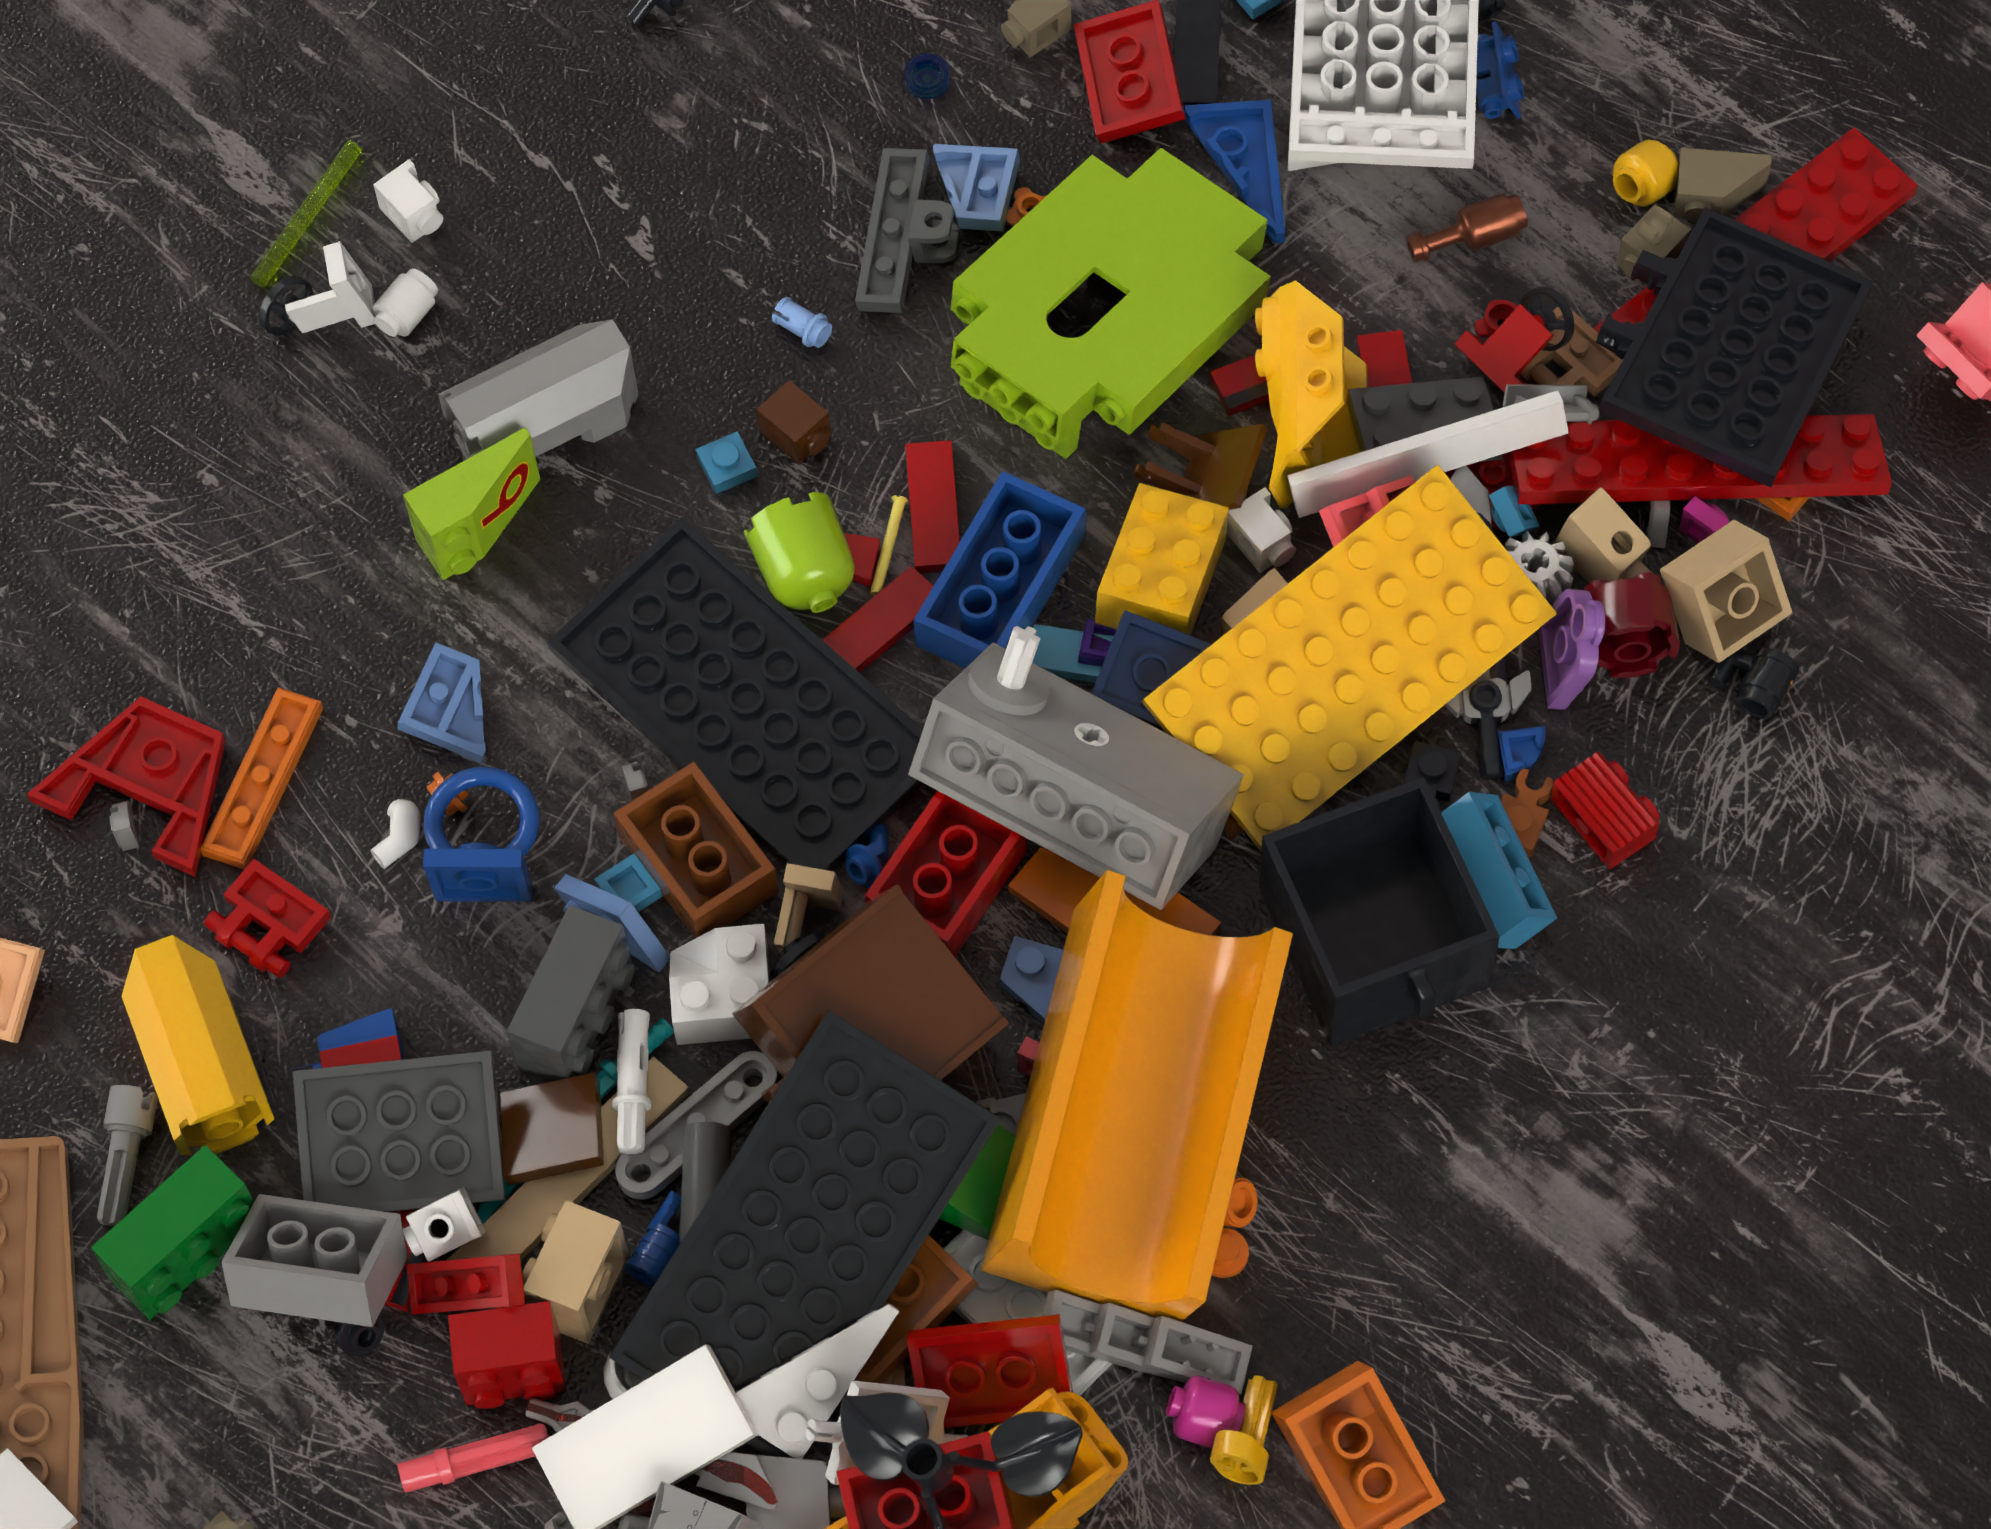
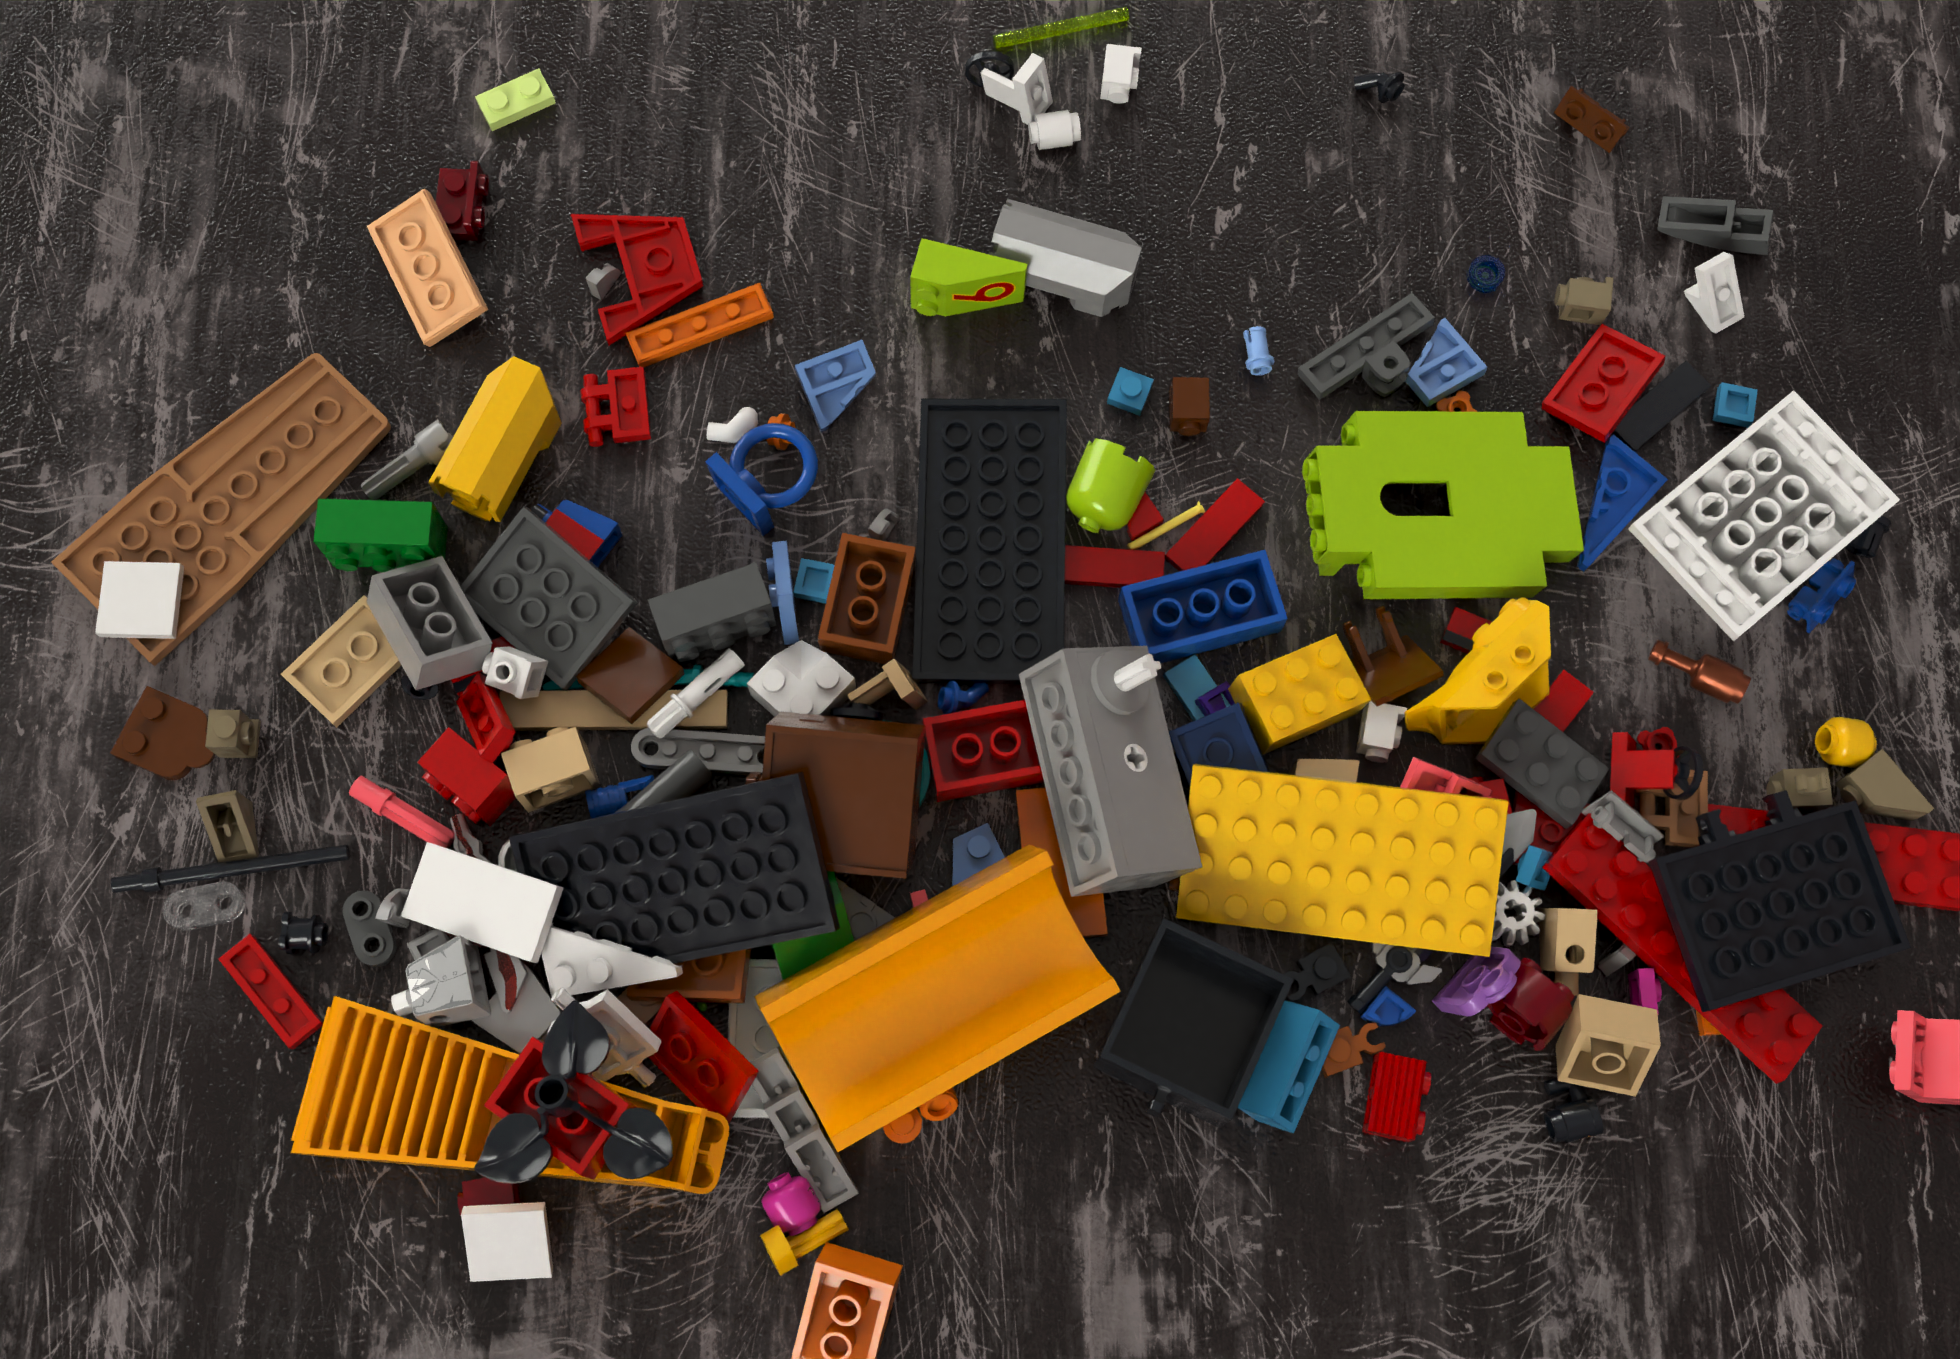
camera: 40 degrees right, 10 degrees up
(267, 1383) = (344, 664): none -> tan plate
(1447, 446) = (1520, 786): white tile -> none

